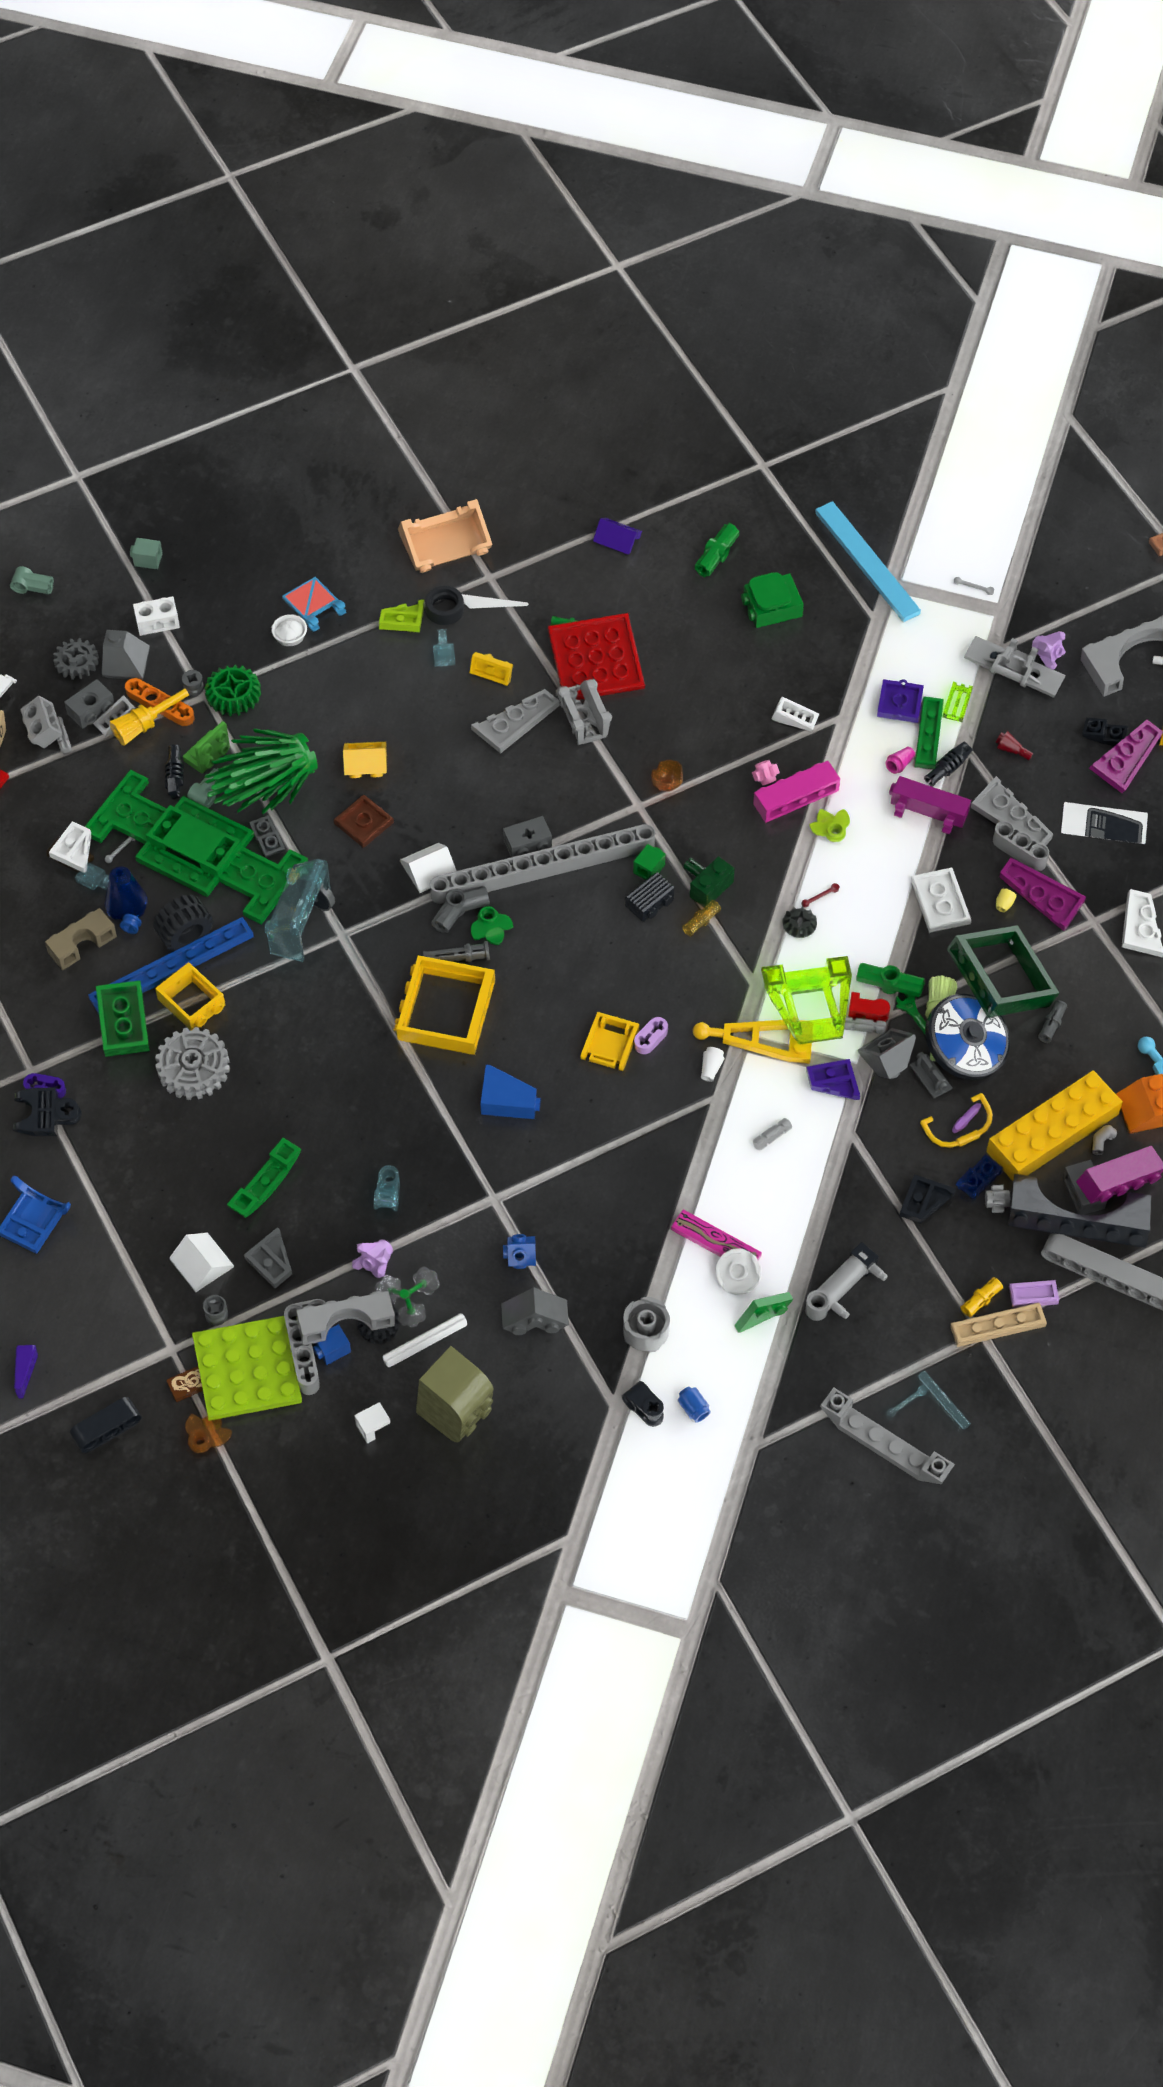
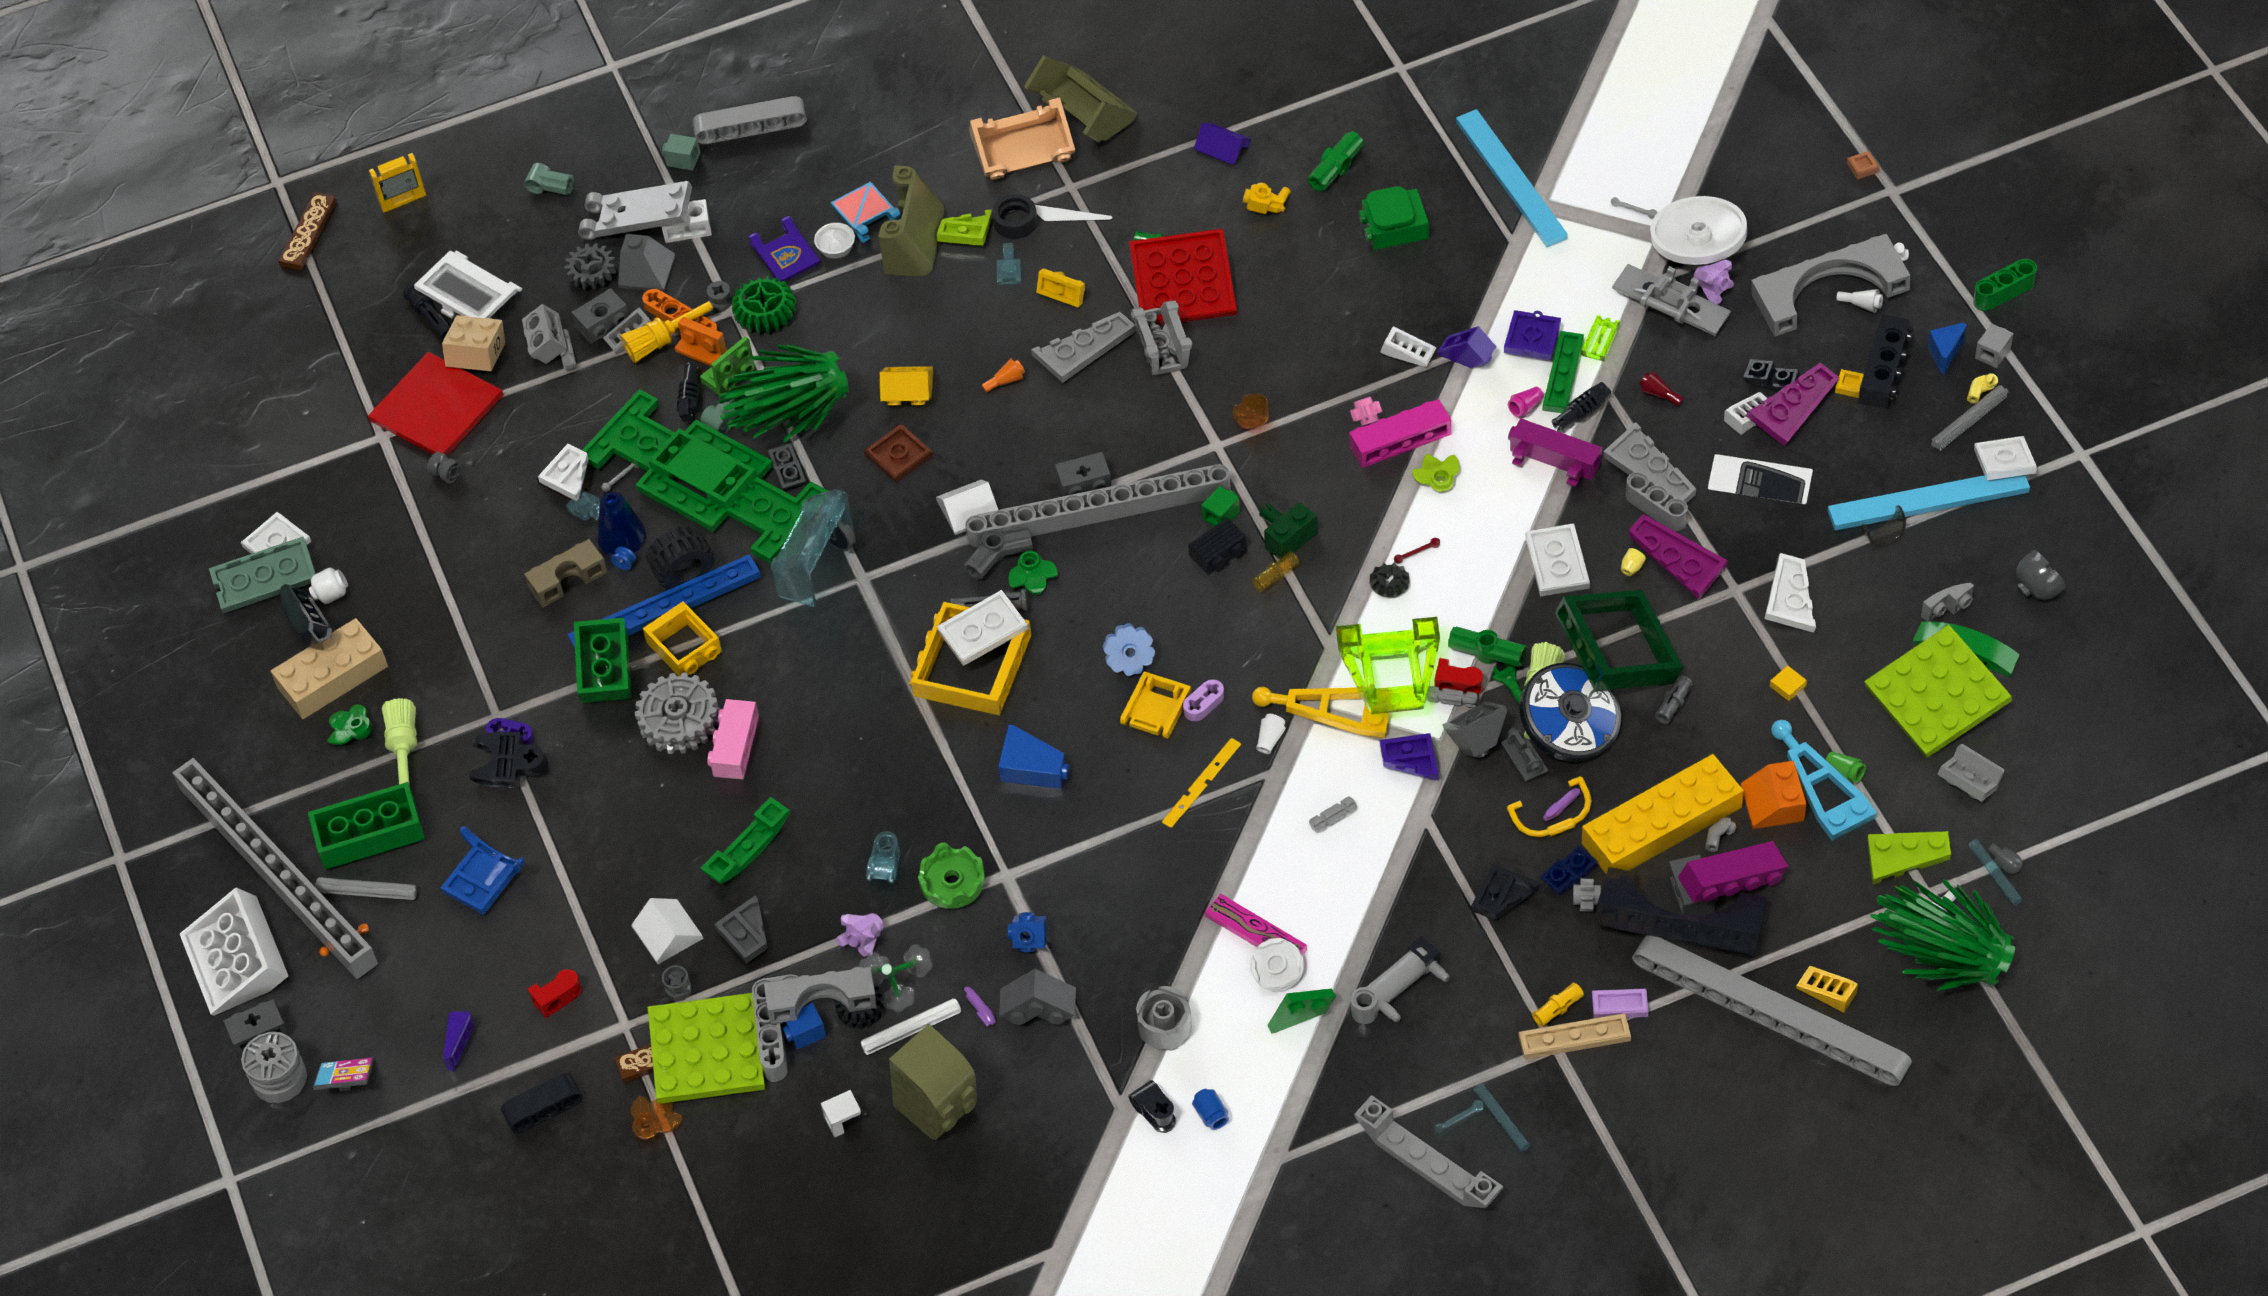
camera: 10 degrees right, 5 degrees down
(109, 1323) = (556, 993): none -> red leg
(119, 607) = (641, 208): none -> light grey hinge
(180, 726) = (700, 342): none -> orange bracket
(204, 523) = (749, 120): none -> light grey beam
(244, 1085) = (733, 739): none -> bright pink brick
(247, 644) = (787, 254): none -> dark purple flag
(357, 632) = (911, 243): none -> olive windscreen
(448, 1190) = (946, 863): none -> bright green plate
(453, 746) = (1009, 373): none -> orange cone
(454, 978) = (982, 627): none -> white tile
(487, 1324) = (984, 1012): none -> medium lavender piece
(494, 498) = (1081, 97): none -> olive windscreen
(583, 993) = (1131, 659): none -> medium blue plant
(654, 1111) = (1199, 785): none -> yellow piece
(656, 585) = (1262, 200): none -> yellow piece
(847, 713) = (1468, 348): none -> dark purple slope
(1032, 605) = (1698, 230): none -> white dish
(1076, 767) = (1732, 414): none -> white slope
(1147, 1003) = (1788, 683): none -> yellow tile

